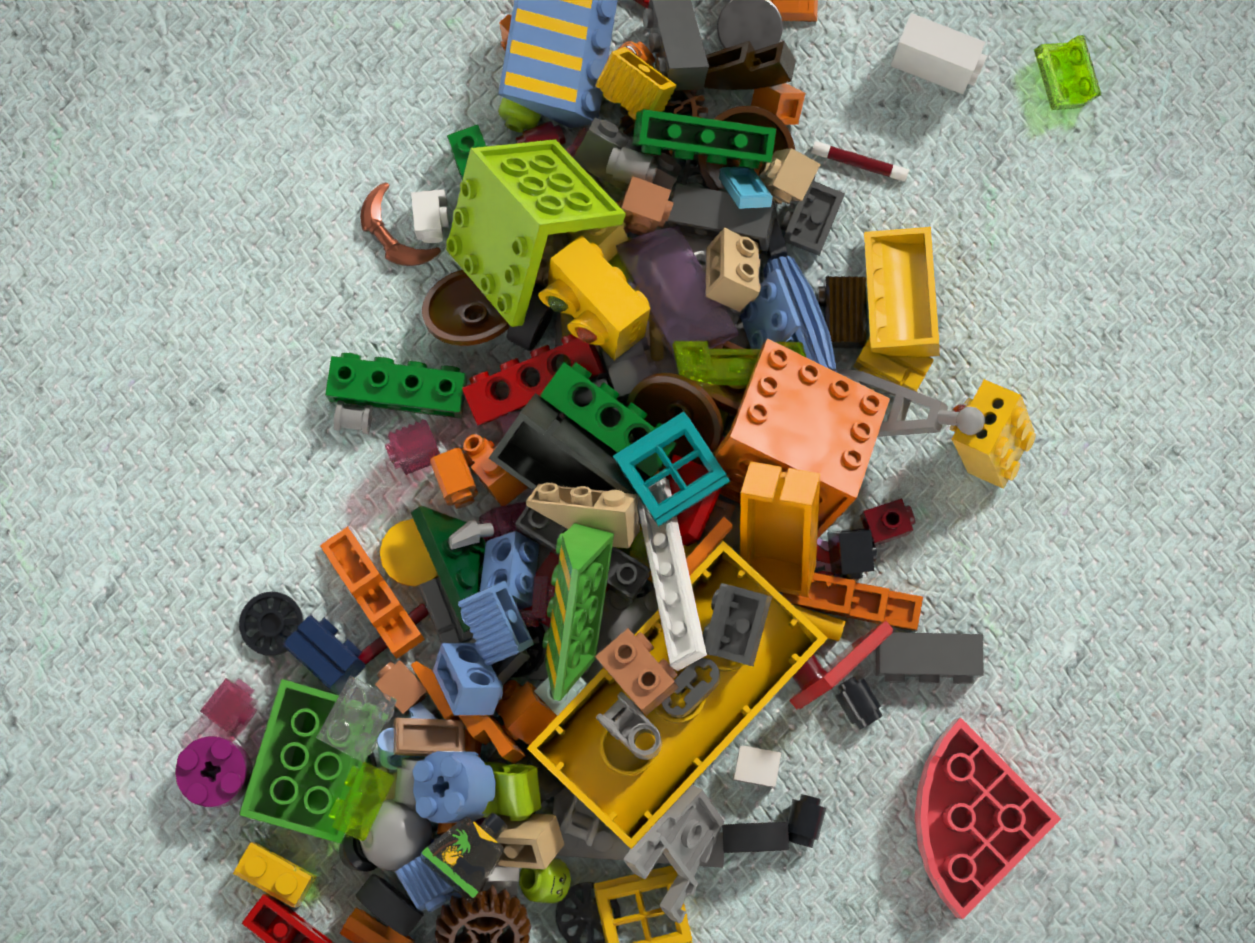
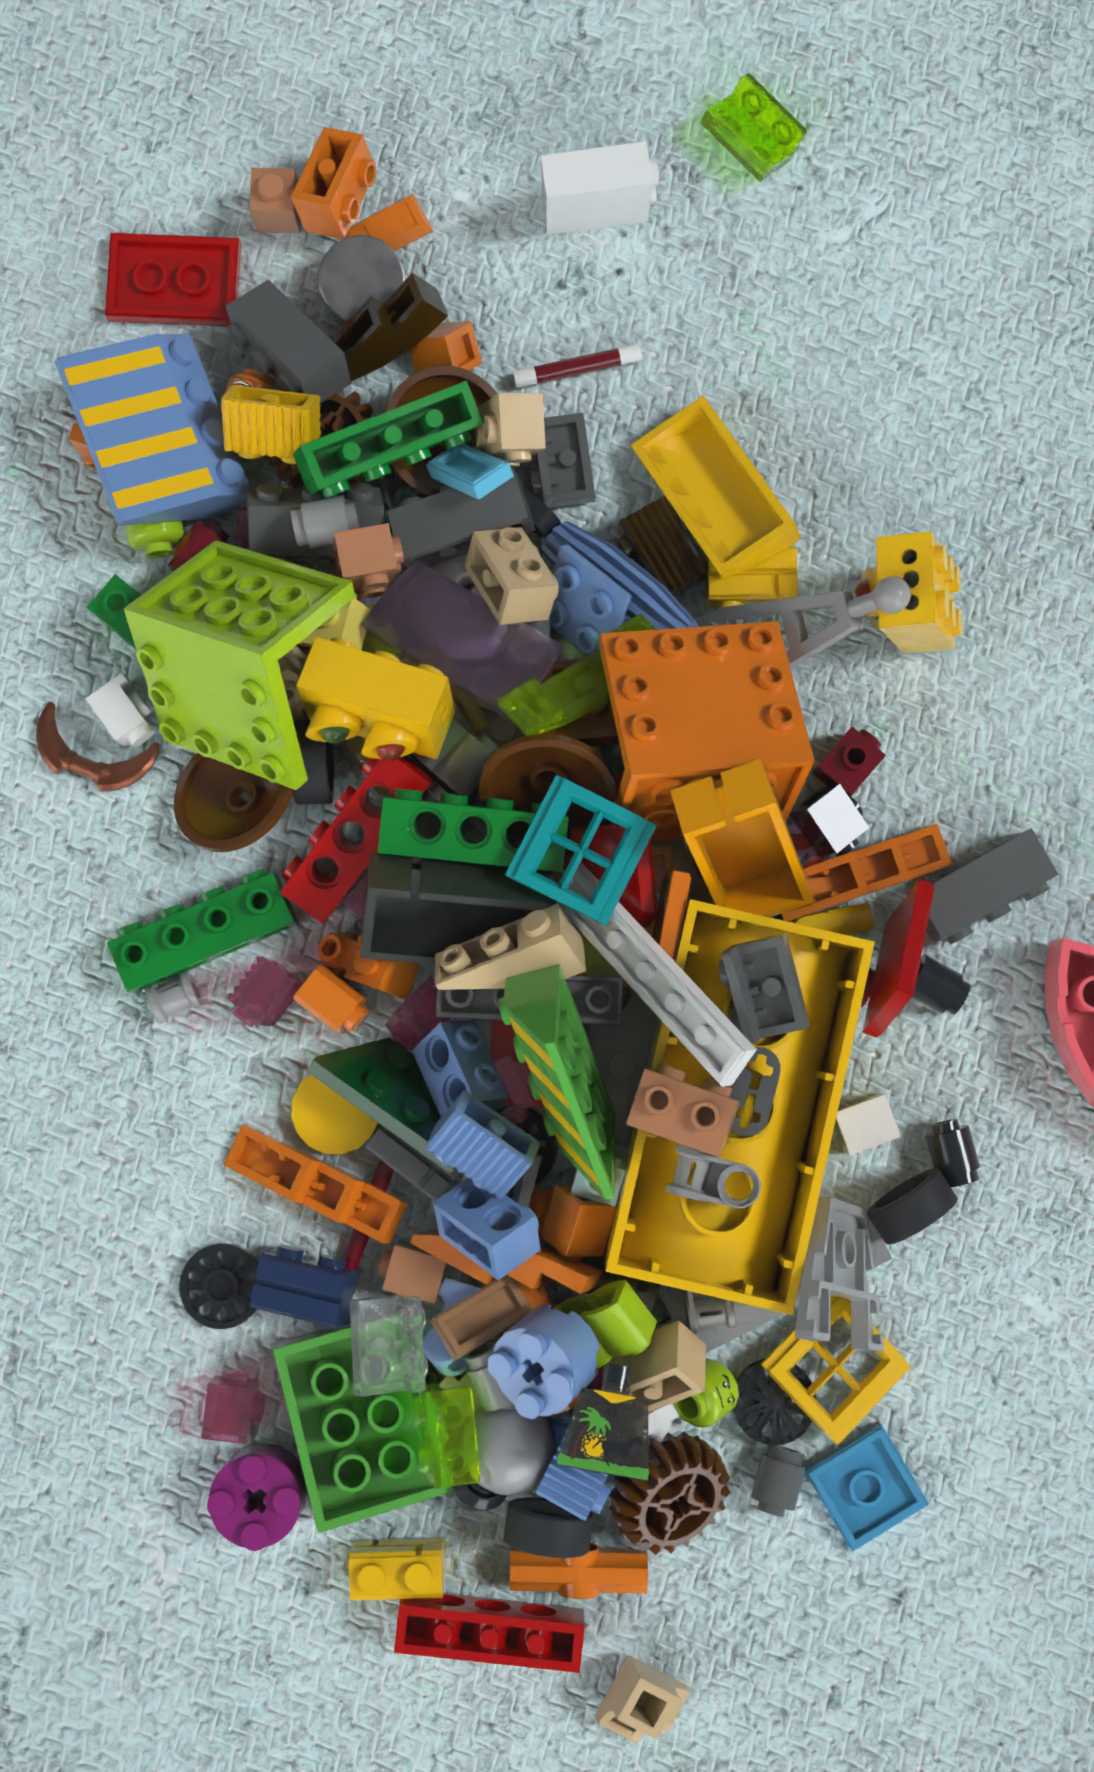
camera: 30 degrees left, 5 degrees up
(470, 534) = (390, 1056): light grey bar -> none

